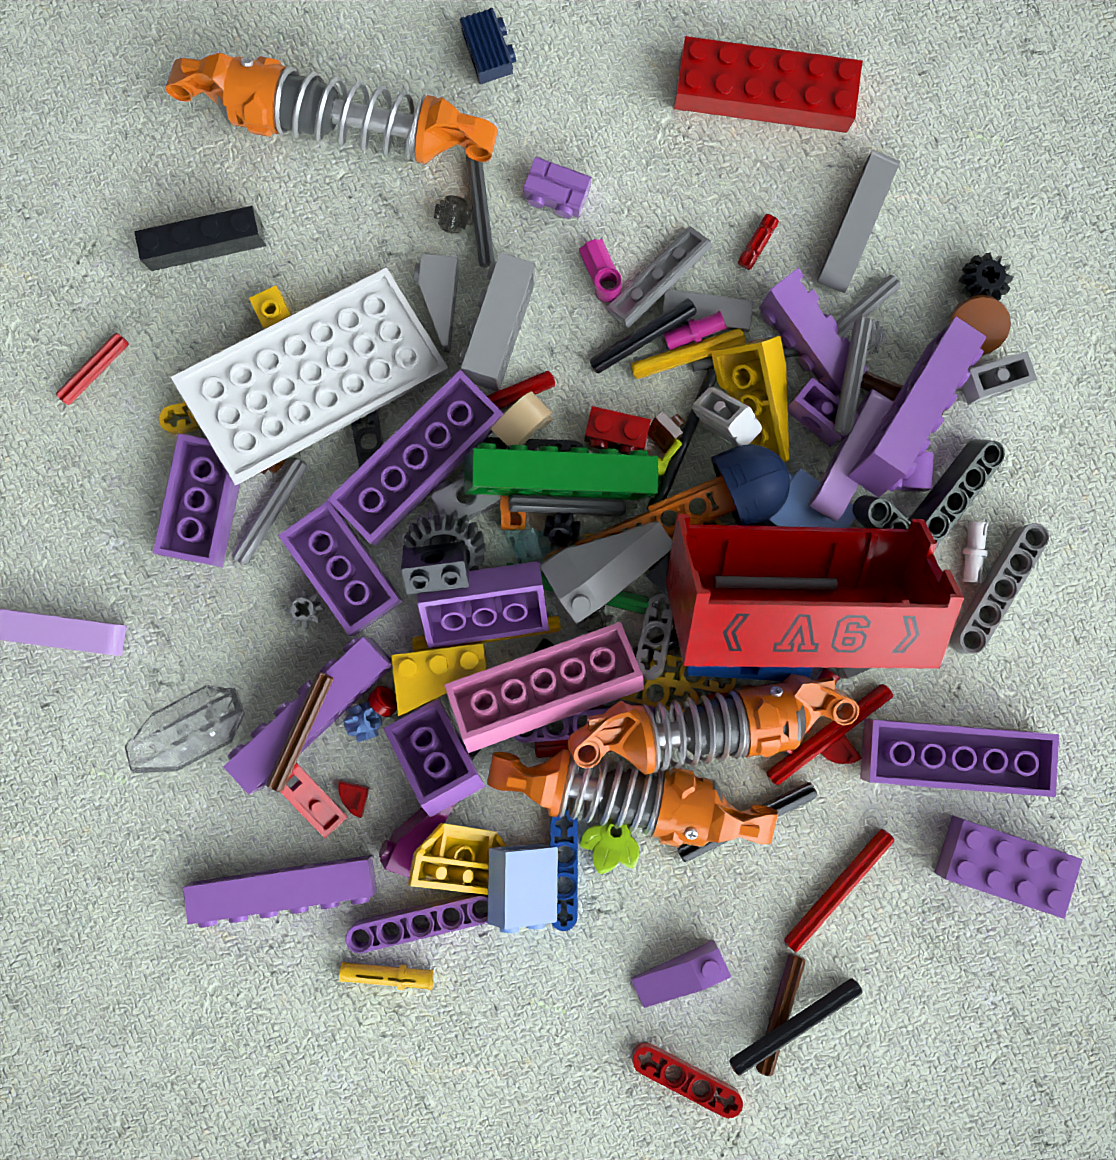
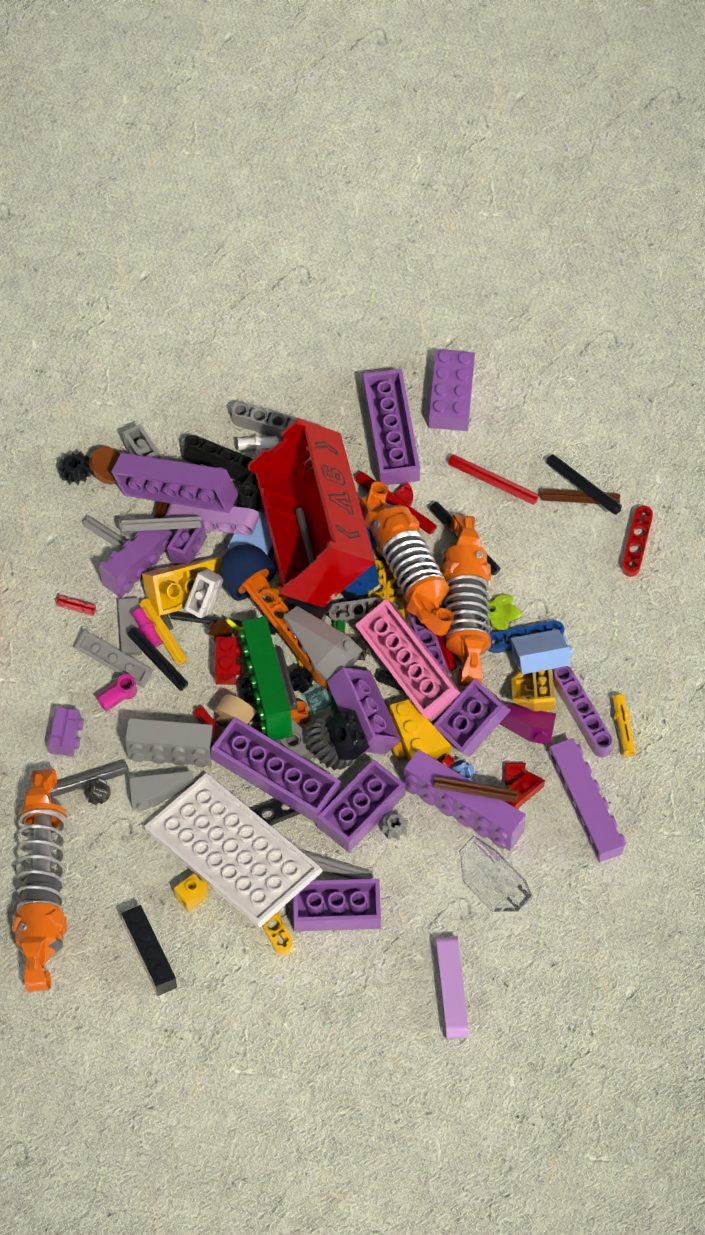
camera: 100 degrees left, 25 degrees down
(92, 368) = (258, 1006): axle -> none
(682, 975) = (571, 554): medium lavender slope -> none
(858, 221) = (51, 547): light grey beam -> none

